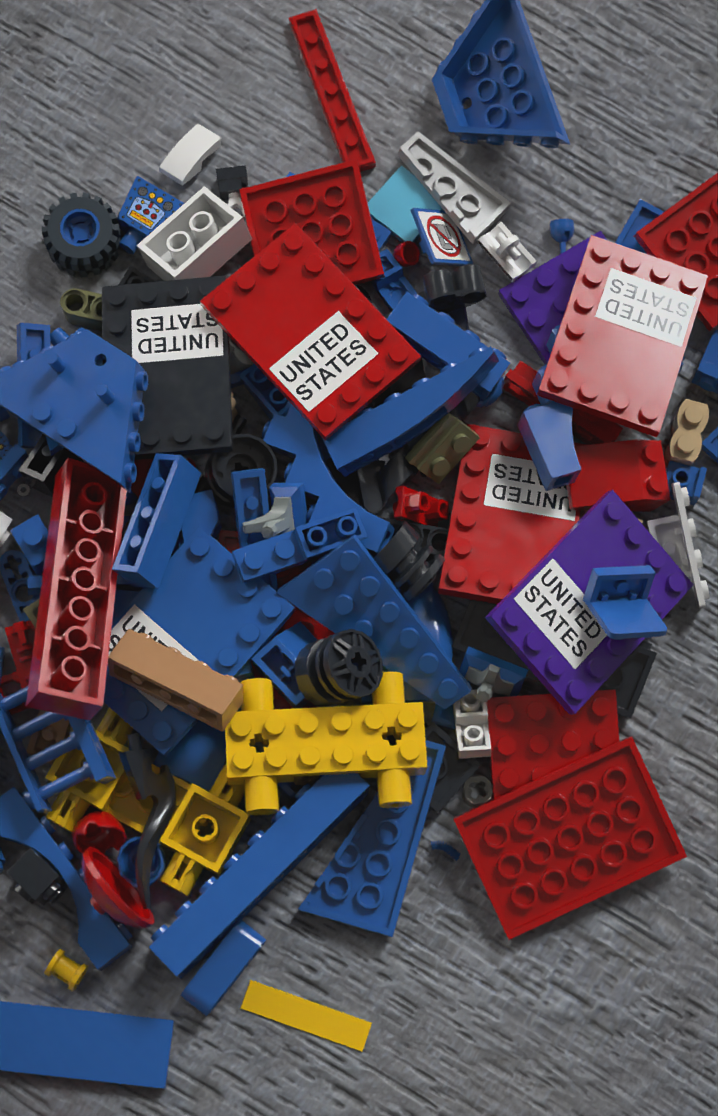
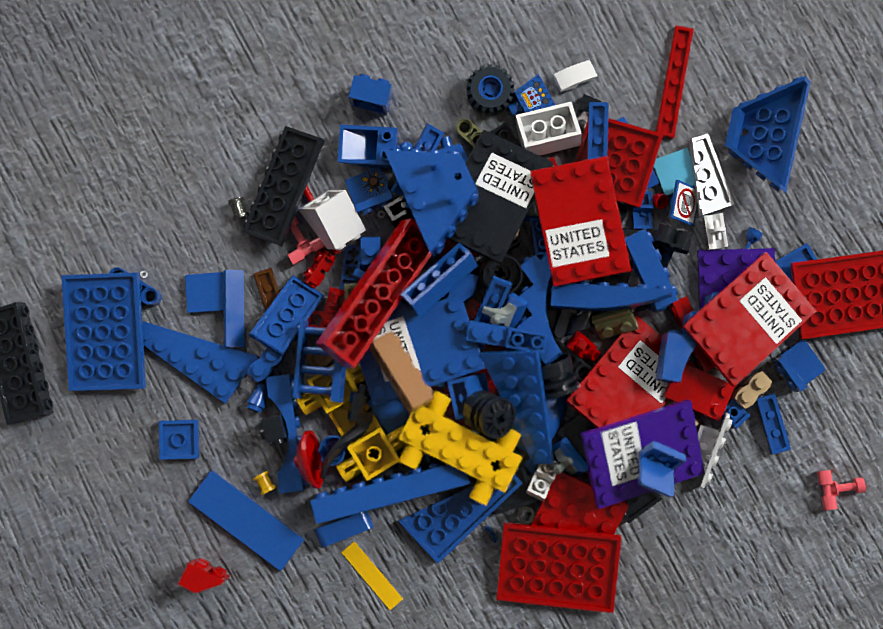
camera: 30 degrees right, 10 degrees up
(98, 831) = (318, 422): red hair -> none
(261, 199) = (598, 129): none -> blue plate

